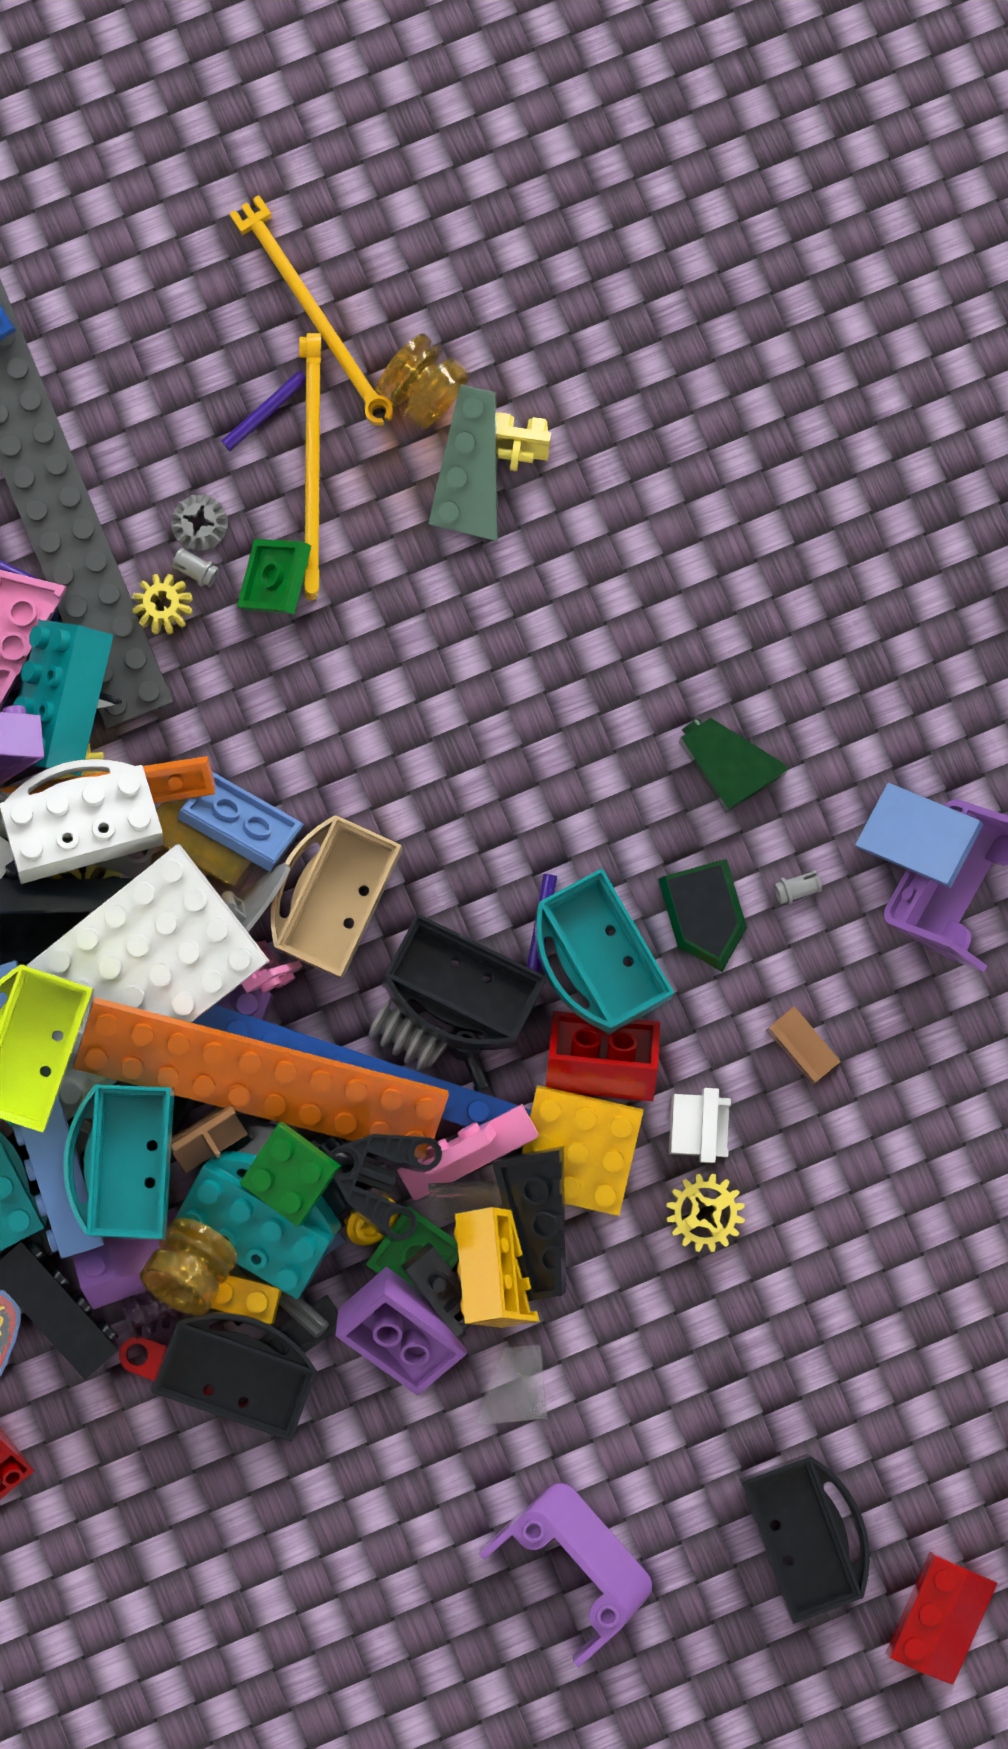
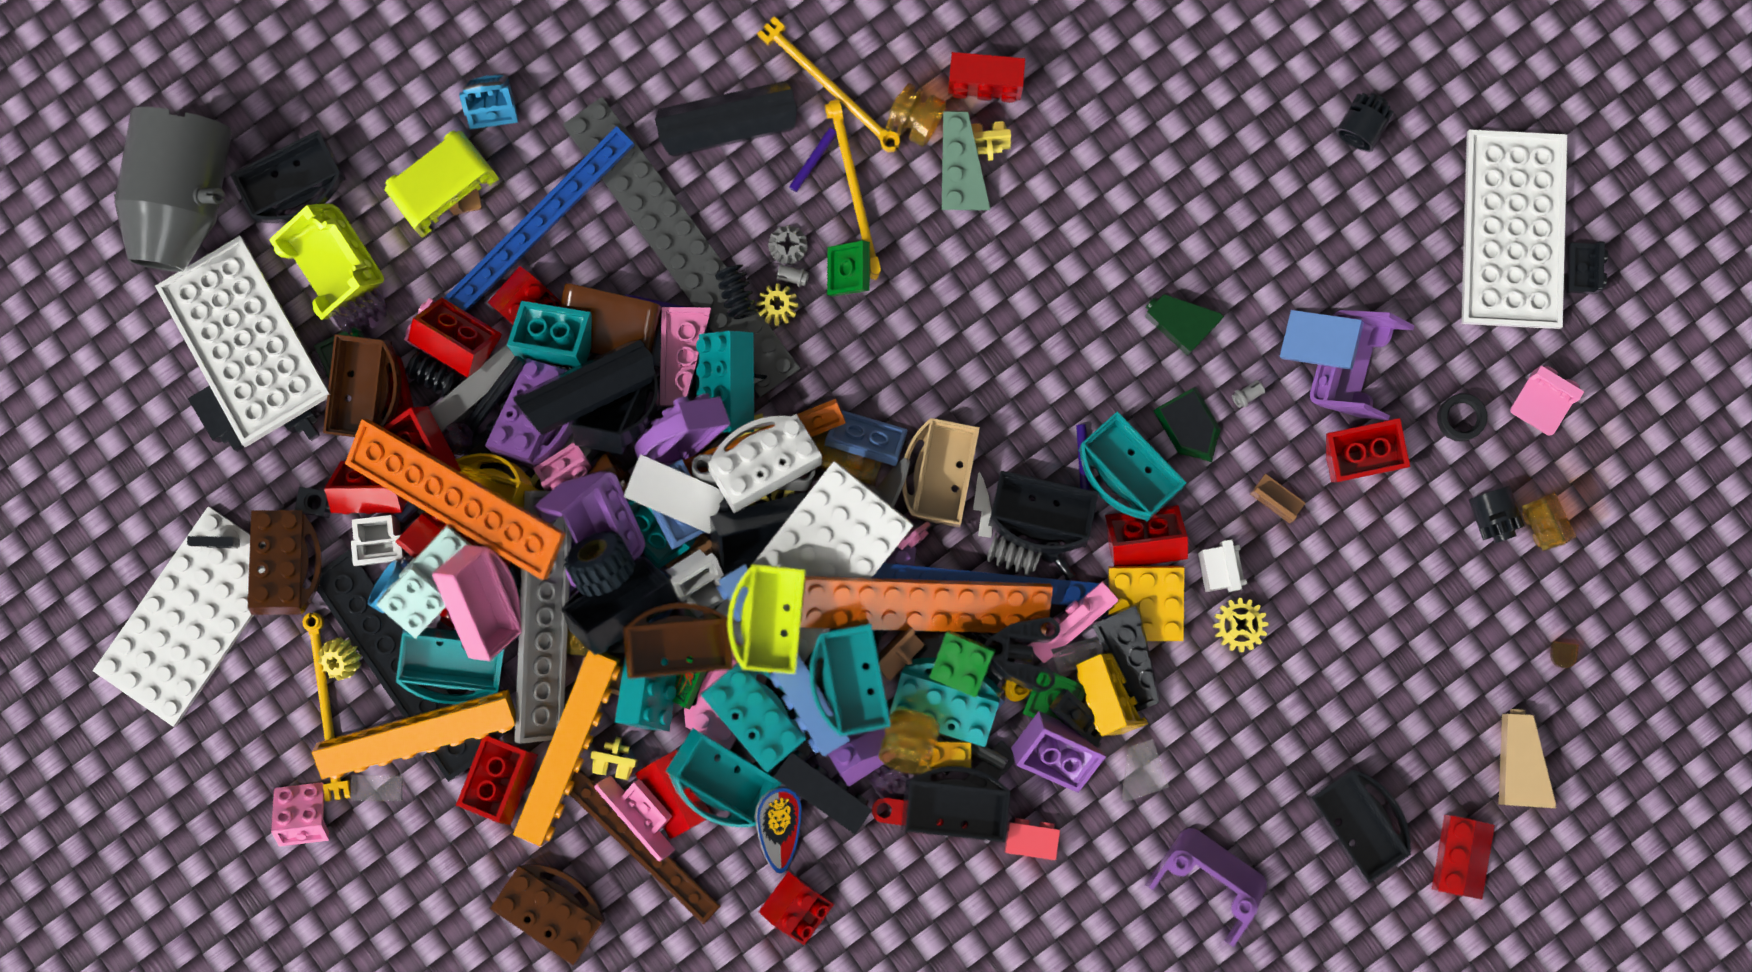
camera: 10 degrees left, 0 degrees up
(105, 573) = (735, 292): none -> black piece
(155, 324) = (726, 119): none -> black piece
(334, 1446) = (1032, 840): none -> coral brick
(382, 953) = (982, 504): none -> white sticker
(535, 350) = (986, 76): none -> red brick
(943, 1007) = (1366, 450): none -> red slope

